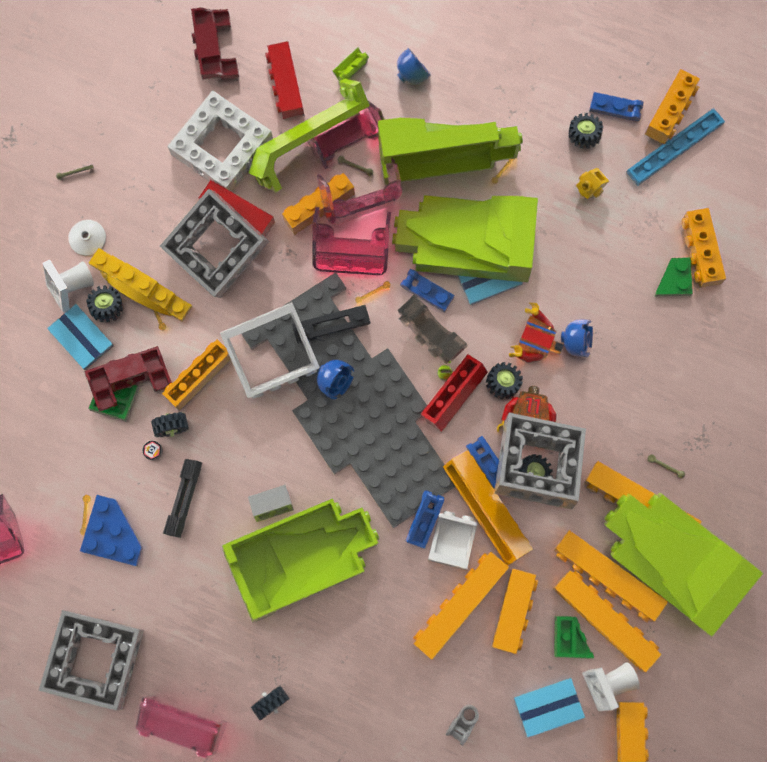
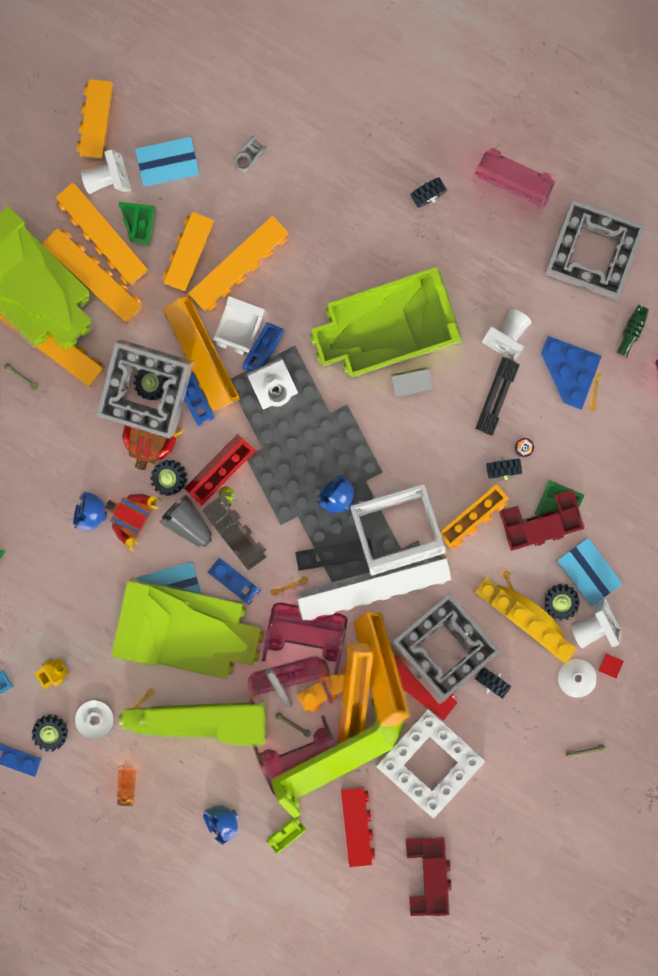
camera: 175 degrees left, 10 degrees up
(48, 581) = (633, 330): none -> dark green hinge
(54, 251) = (611, 665): none -> red tile
(164, 218) = (493, 682): none -> black wheel
(175, 560) = (506, 338): none -> white plant
(273, 214) = (384, 675): none -> light orange brick
(296, 189) = (355, 691): none -> light orange brick
(299, 291) = (368, 588): none -> white brick
(371, 190) = (278, 687): none -> light grey bar
(410, 480) = (269, 376): none -> white plant
(482, 339) = (187, 522): none -> dark grey cone
(506, 92) = (126, 787): none -> clear orange leg
(548, 140) = (84, 719): none -> white dish

